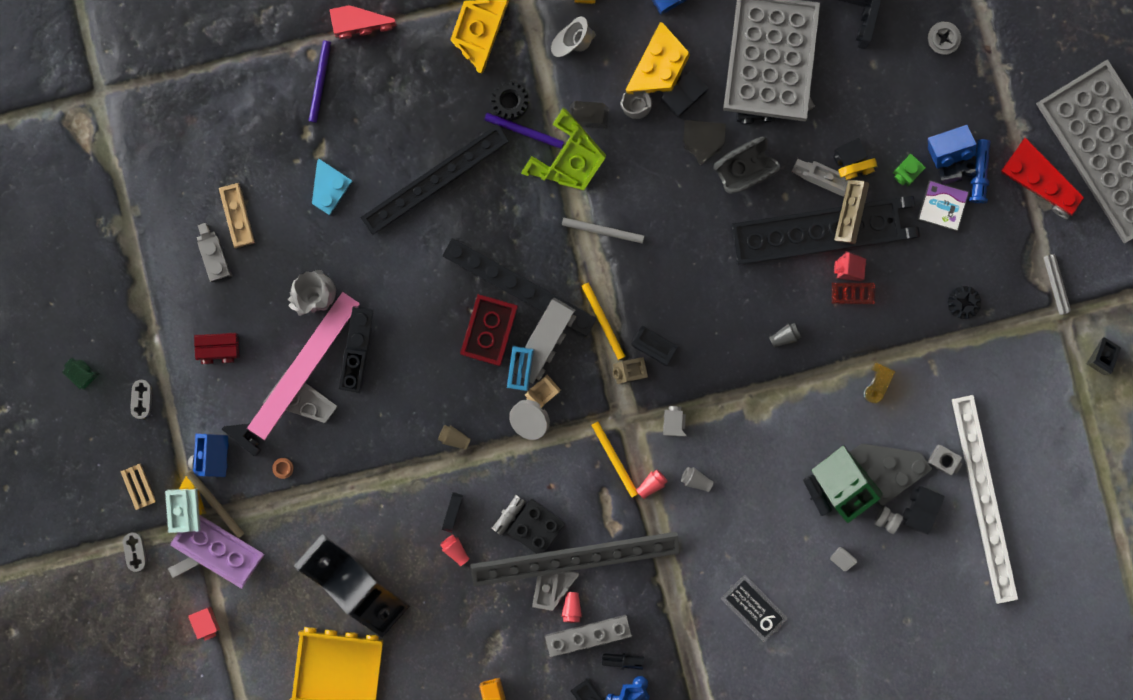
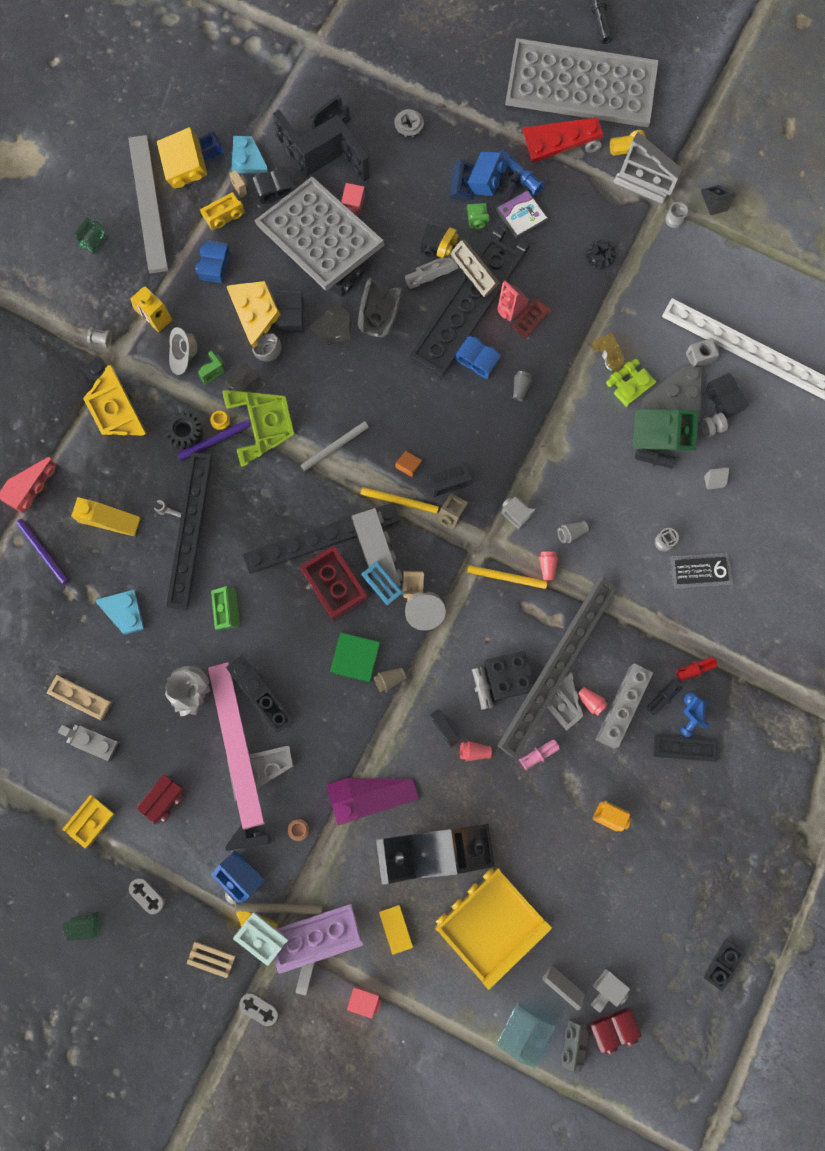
camera: 55 degrees left, 10 degrees down
(155, 308) = (88, 821): none -> yellow plate
(274, 603) = (395, 929): none -> yellow tile
(347, 495) = (366, 796): none -> magenta wedge
(388, 106) = (105, 517): none -> yellow slope
(399, 262) = (225, 608): none -> bright green slope
(435, 146) = (165, 509): none -> light grey hand
(447, 396) = (355, 657): none -> green tile
(495, 601) = (539, 754): none -> bright pink axle
(544, 120) = (220, 420): none -> yellow plate
(576, 76) = (211, 370): none -> bright green bracket
(640, 301) = (408, 463): none -> orange slope
(668, 668) = (696, 668): none -> red axle
(751, 560) = (664, 543): none -> light grey wheel
(779, 279) = (478, 357): none -> blue brick
(828, 55) = (353, 198): none -> coral brick
(868, 428) = (635, 387): none -> lime plate
(930, 126) = (459, 184): none -> dark blue slope
(1060, 334) = (676, 214): none -> light grey wheel
(1080, 278) = (650, 166): none -> light grey wedge
(1094, 245) = (621, 145): none -> yellow piece

